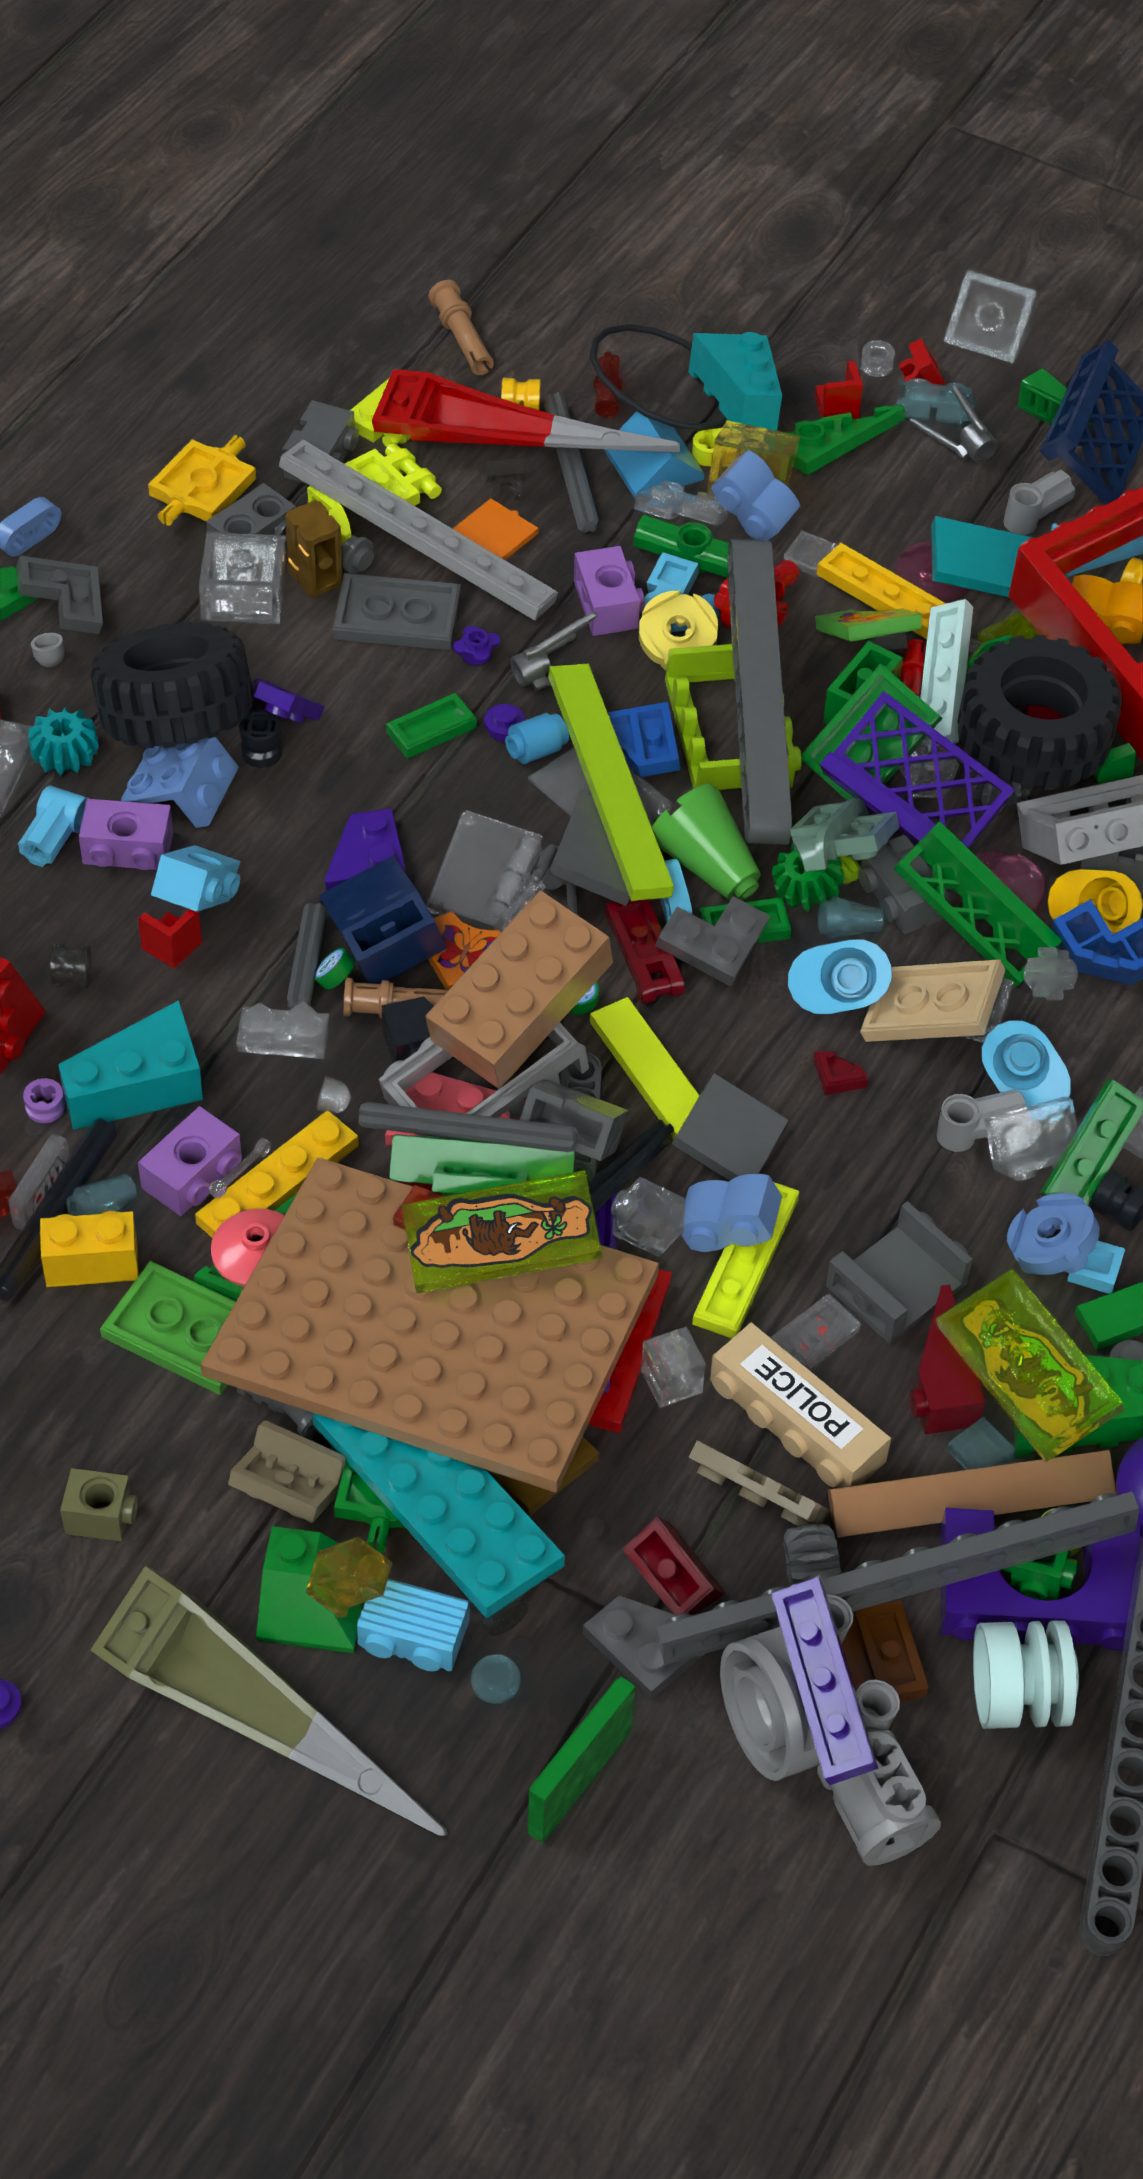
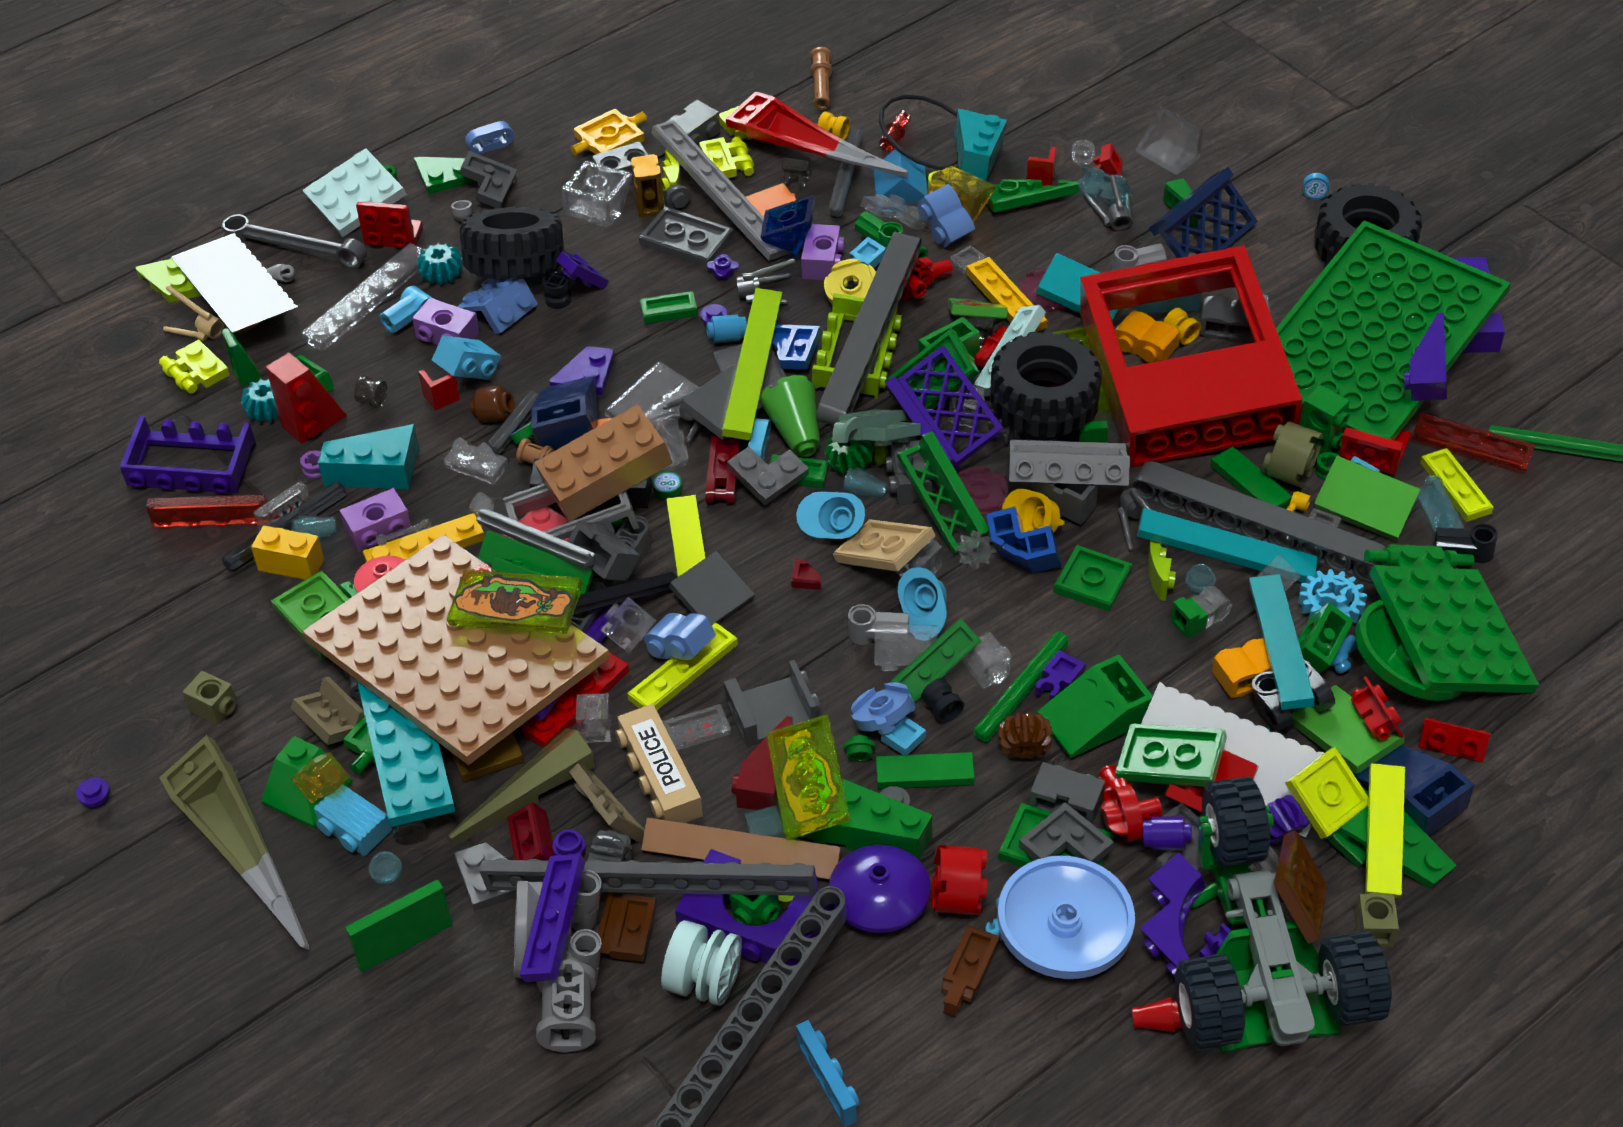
camera: 25 degrees right, 5 degrees down
(264, 938) = (492, 404): none -> reddish brown head
(549, 558) = (788, 224): none -> clear blue slope
(641, 1465) = (537, 776): none -> olive wedge
(734, 1563) = (568, 842): none -> dark purple plate
(1054, 1298) = (859, 748): none -> green plate

